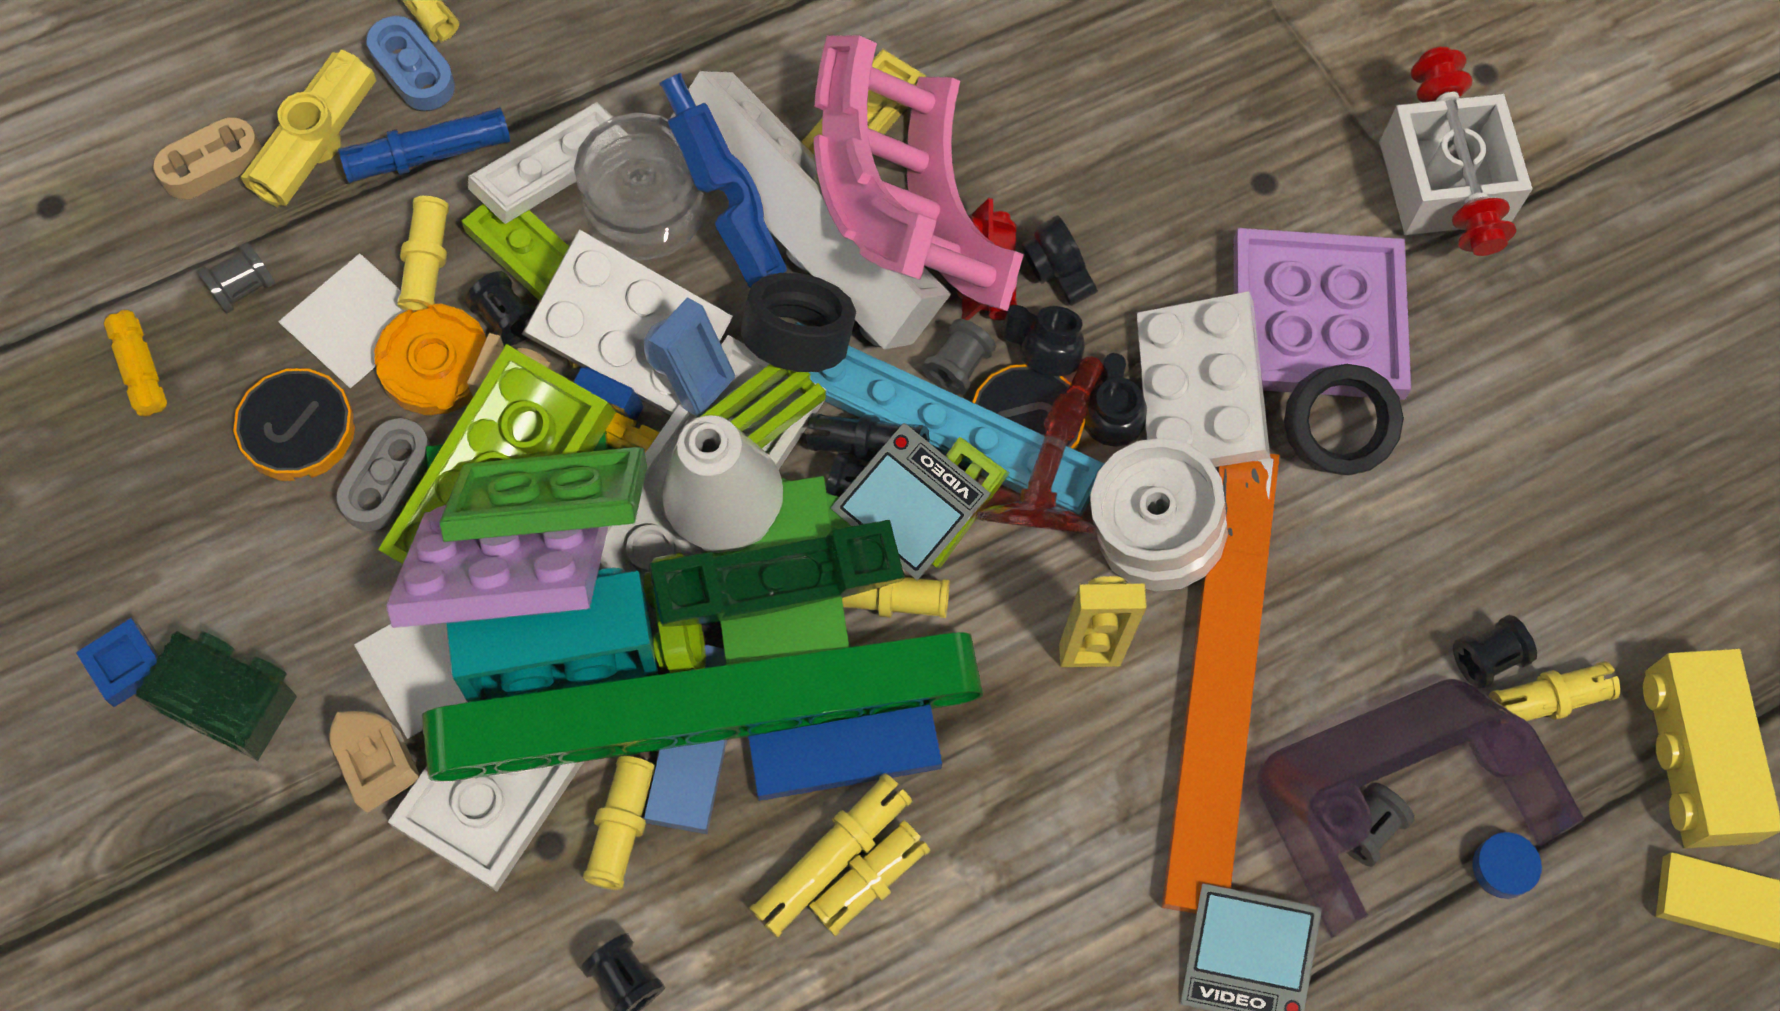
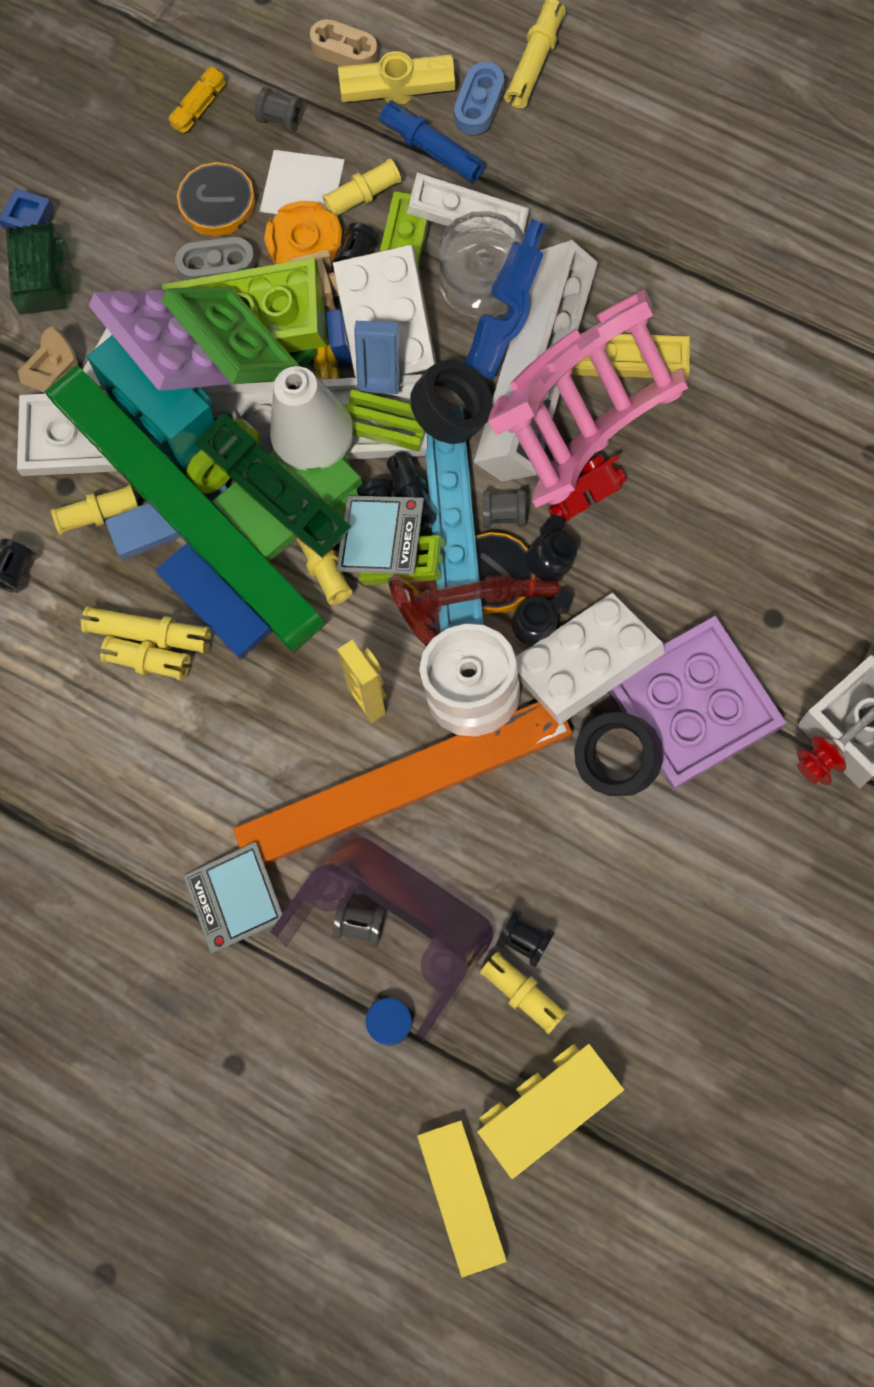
camera: 65 degrees right, 5 degrees up
(1057, 256) = (617, 524): black piece -> none

